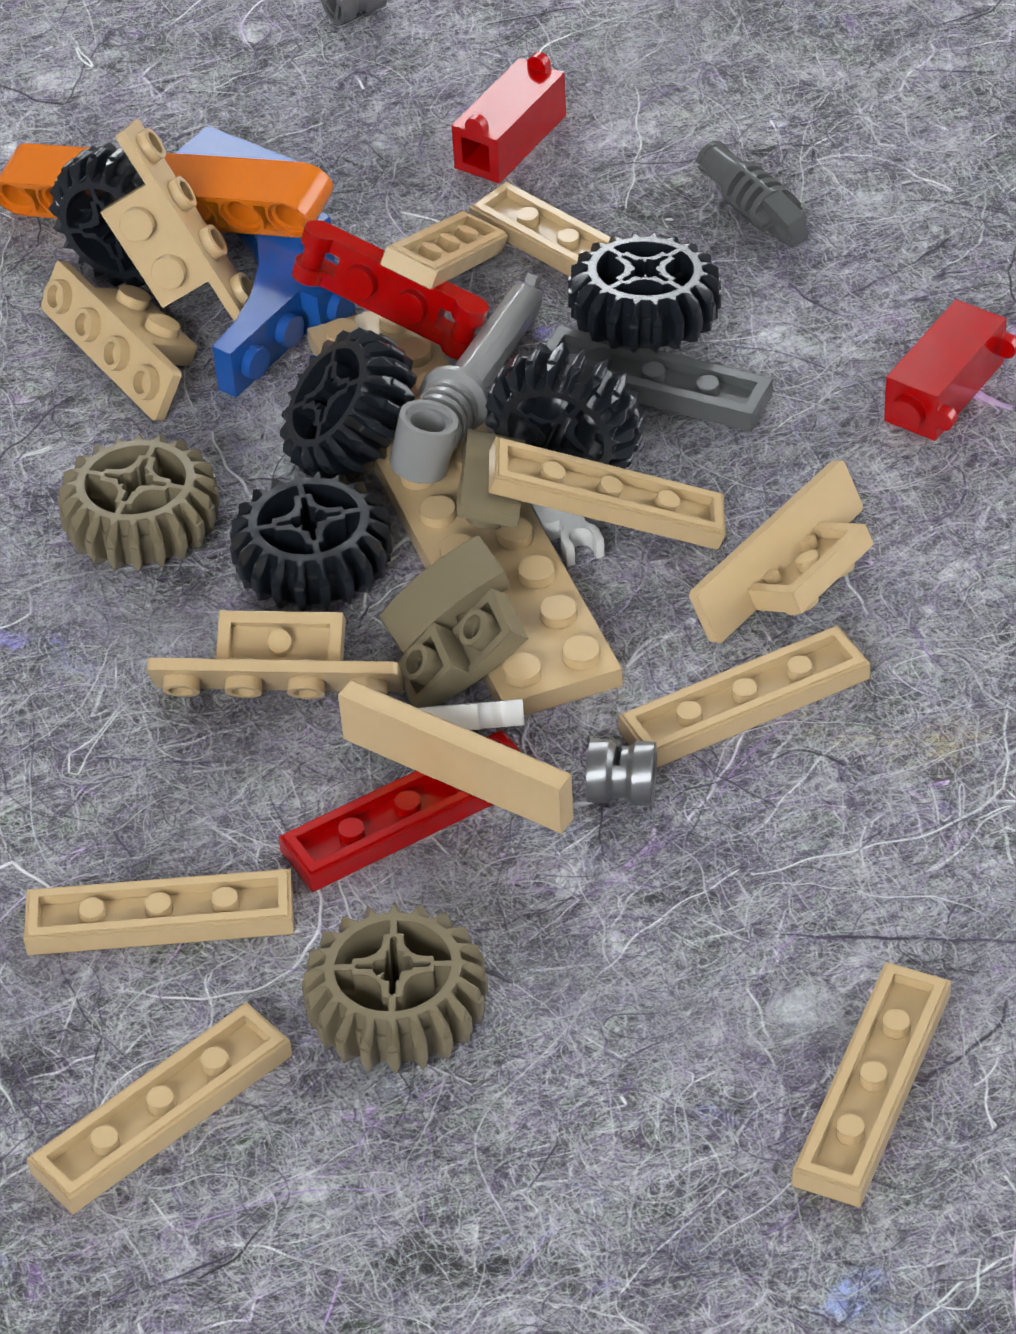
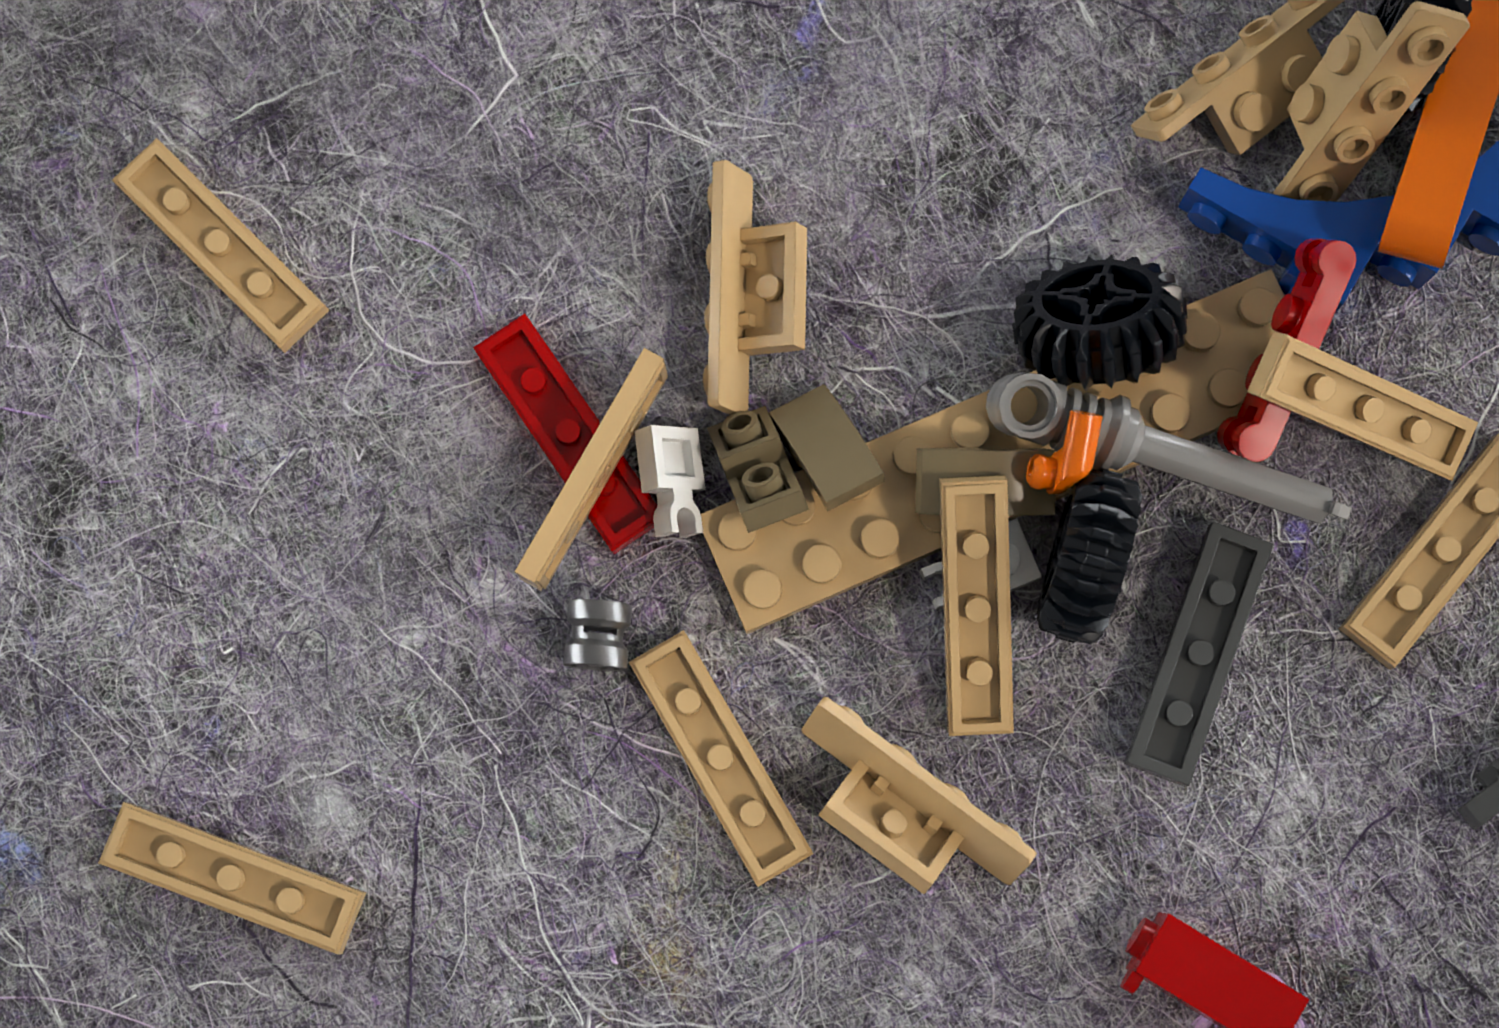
camera: 90 degrees right, 35 degrees up
(138, 501) = (1004, 125): dark tan gear -> none
(159, 912) = (443, 216): tan tile -> none
(311, 541) = (948, 295): black gear -> none
(434, 1000) = (303, 435): dark tan gear -> none
(482, 399) = (1071, 461): none -> orange arm
(644, 292) = (1347, 603): black gear -> none

